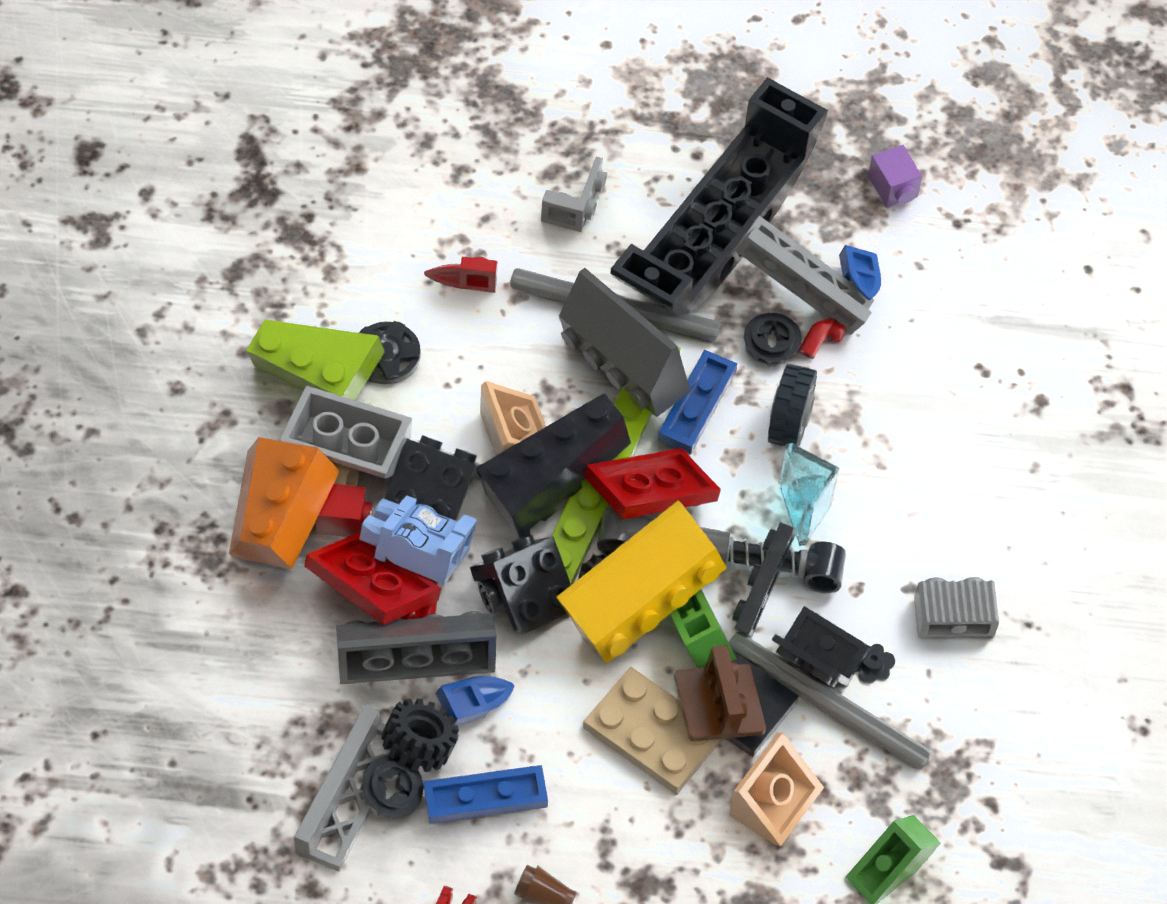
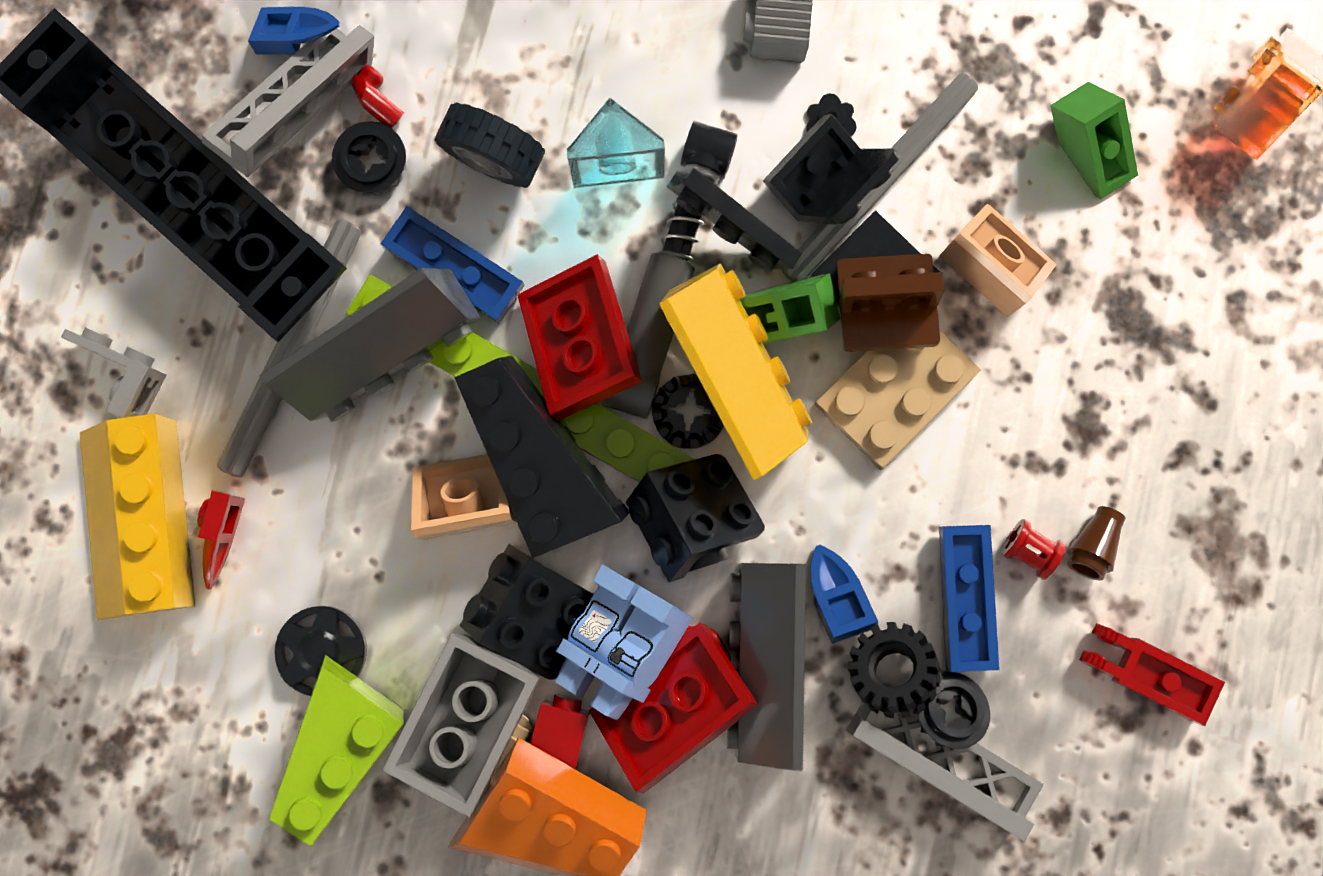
camera: 80 degrees left, 25 degrees up
(472, 225) = (136, 516): none -> yellow slope
(532, 839) = (1043, 563): none -> red bush

